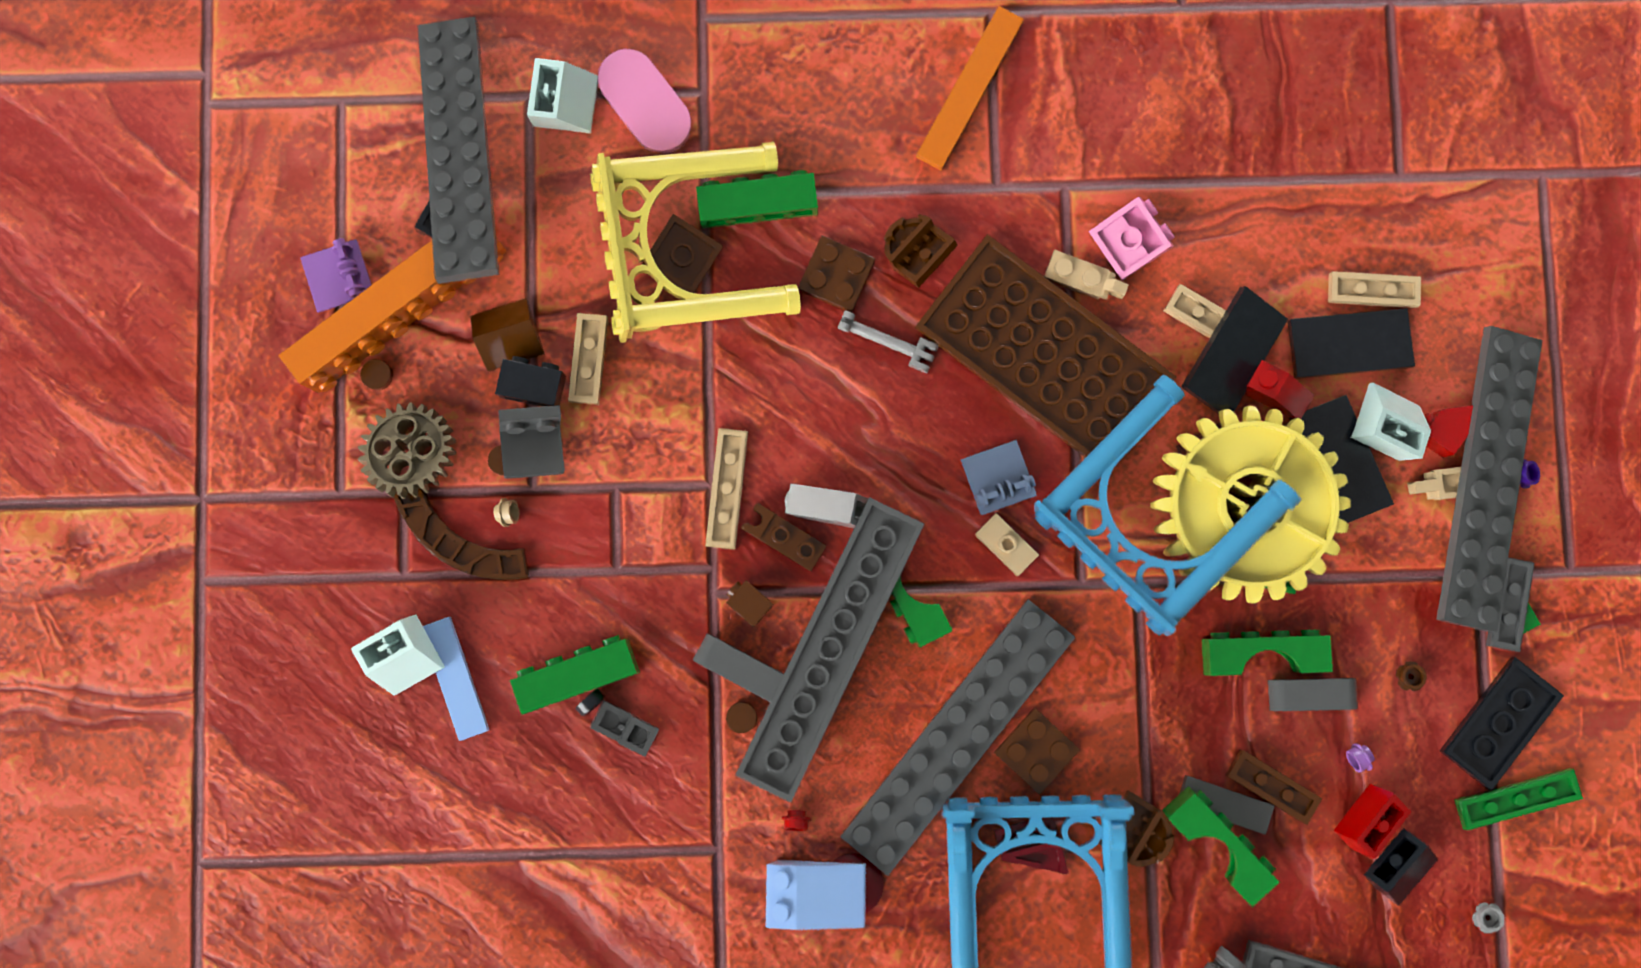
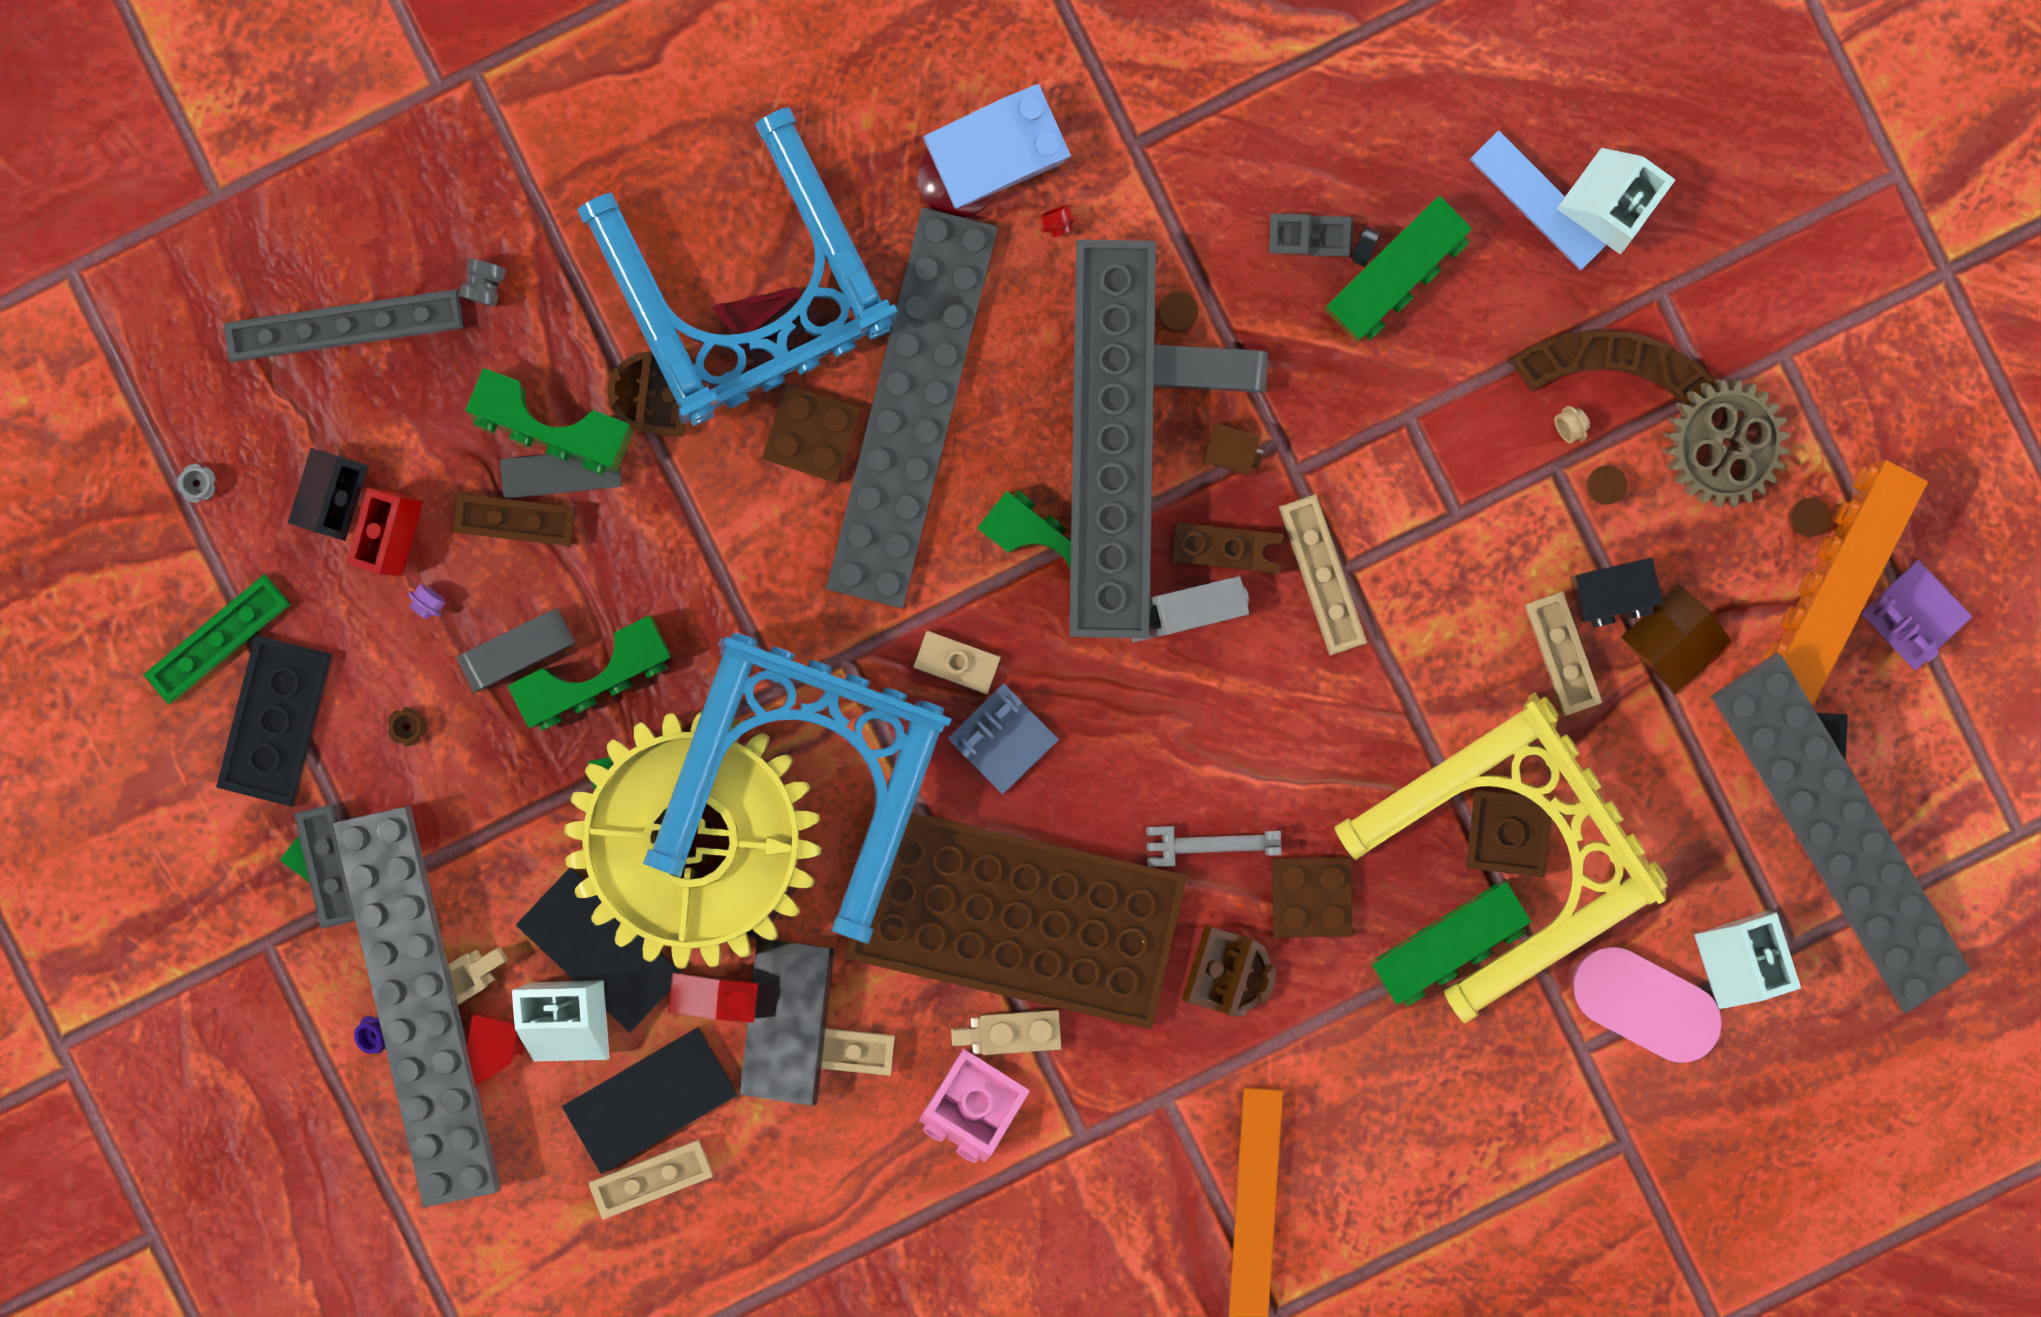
camera: 150 degrees right, 5 degrees up
(531, 442) = (1582, 520): dark grey bracket -> none

